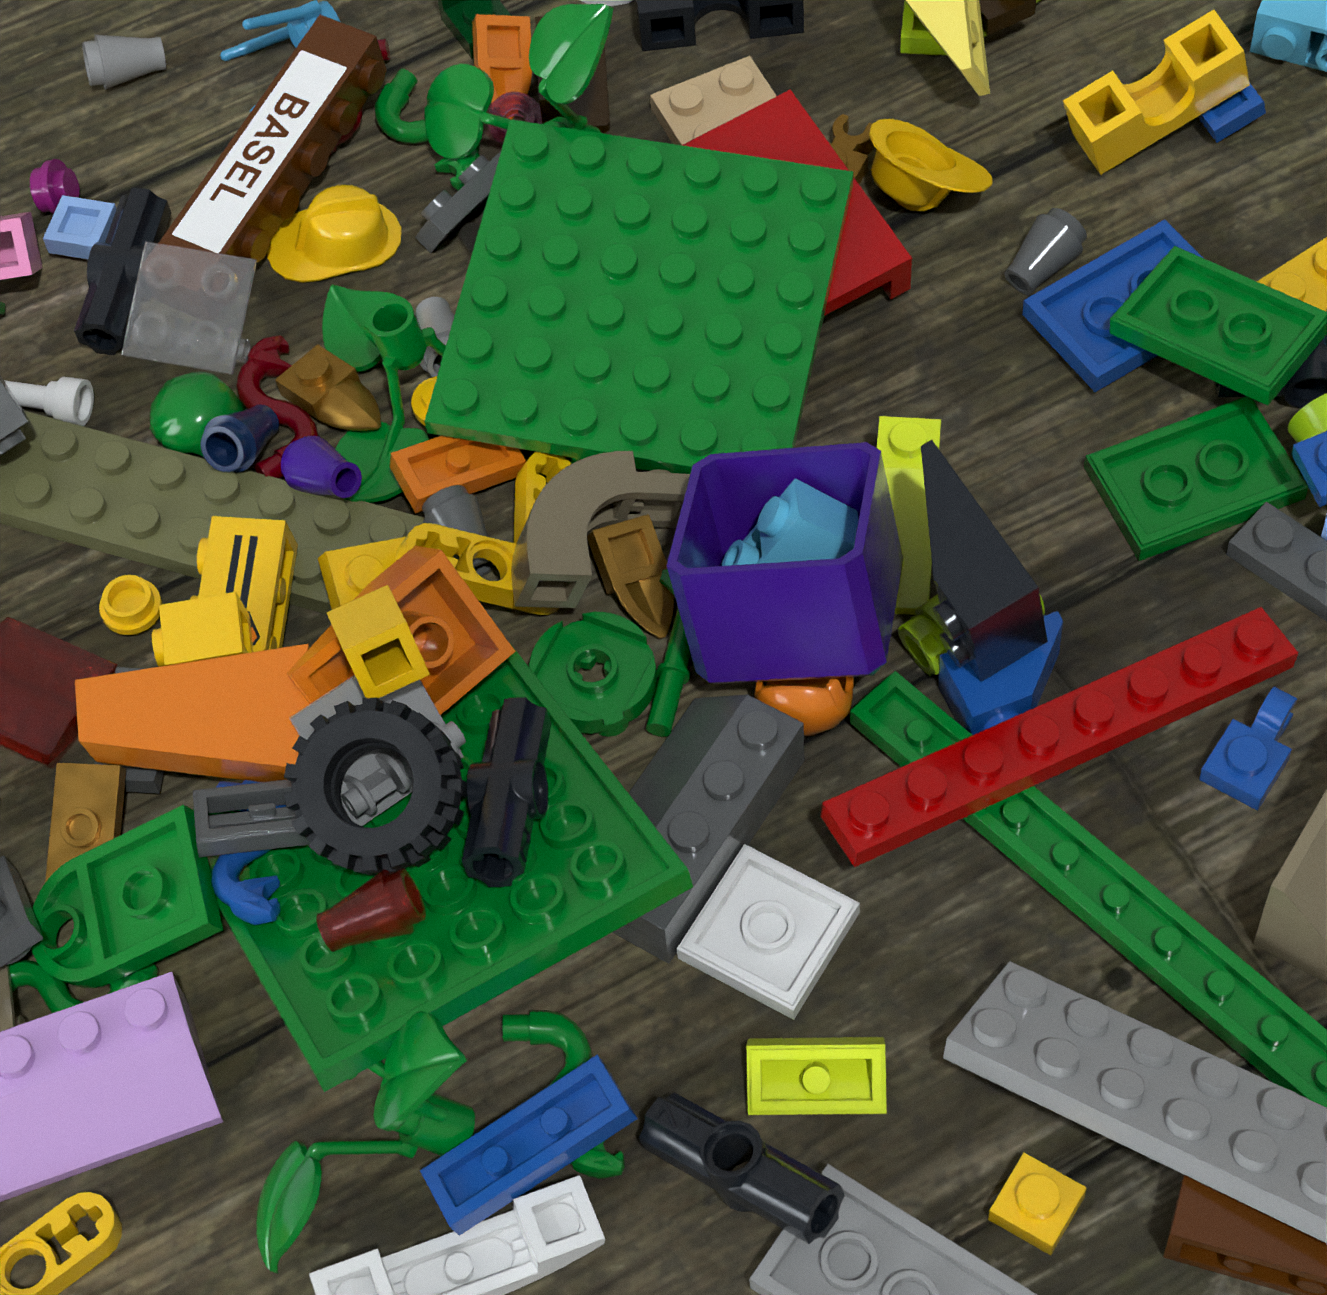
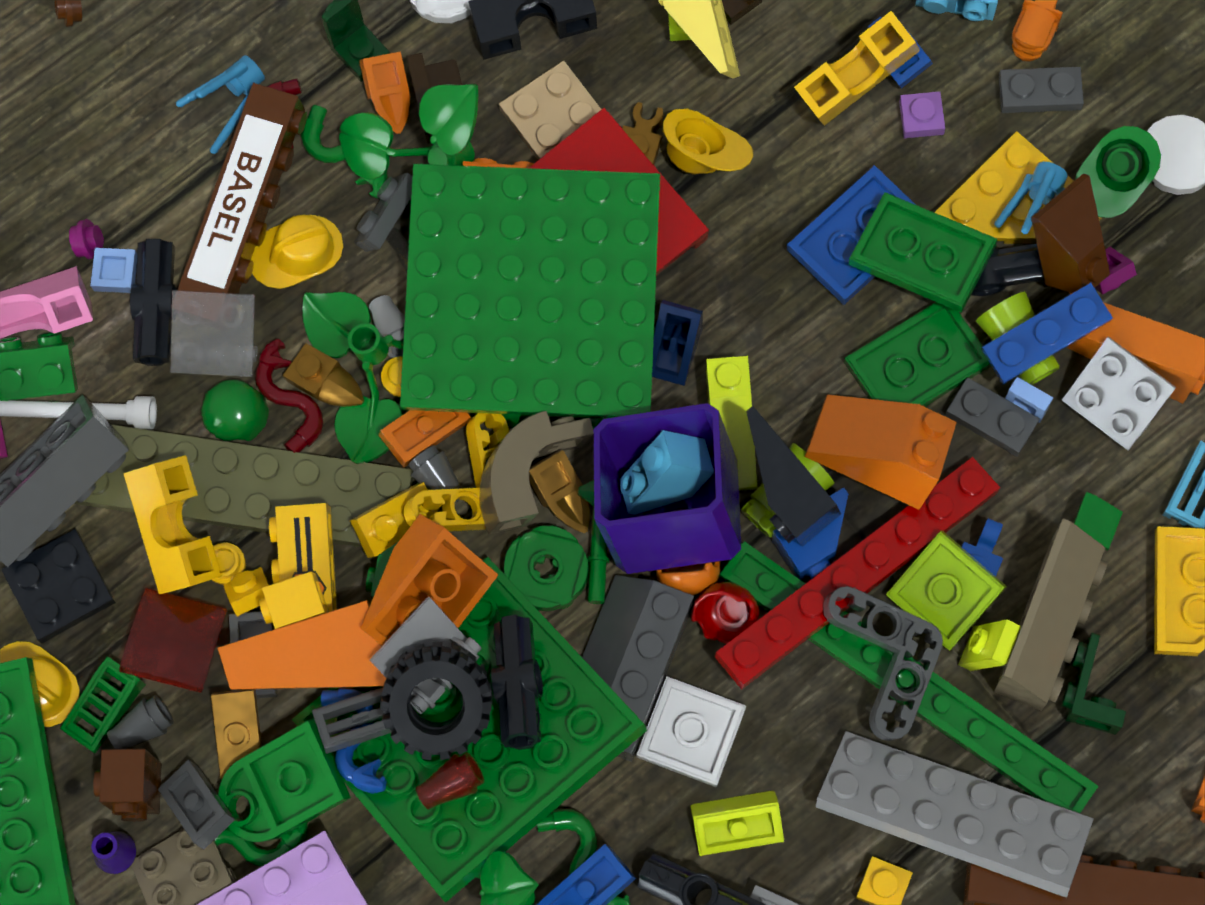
camera: 10 degrees left, 15 degrees up
(54, 488) = (158, 500): none -> yellow arch
(121, 59) = (105, 121): light grey cone -> none
(137, 645) = (246, 590): none -> yellow plate
(237, 438) = (270, 430): dark blue cone -> none
(319, 468) = (330, 444): dark purple cone -> none
(378, 643) = (419, 606): yellow brick -> none
(511, 105) = (412, 125): clear pink plate -> none
(842, 393) = (675, 341): none -> dark blue slope
(845, 754) = (725, 611): none -> red hair
(1048, 247) = (796, 198): dark grey cone -> none
(1112, 834) = (900, 643): none -> dark grey beam
(1128, 562) = (883, 445): none -> orange slope
(1196, 780) = (946, 589): none -> lime tile
(1242, 175) = (922, 114): none -> medium lavender plate
(1254, 857) = (989, 645): none -> neon yellow plate

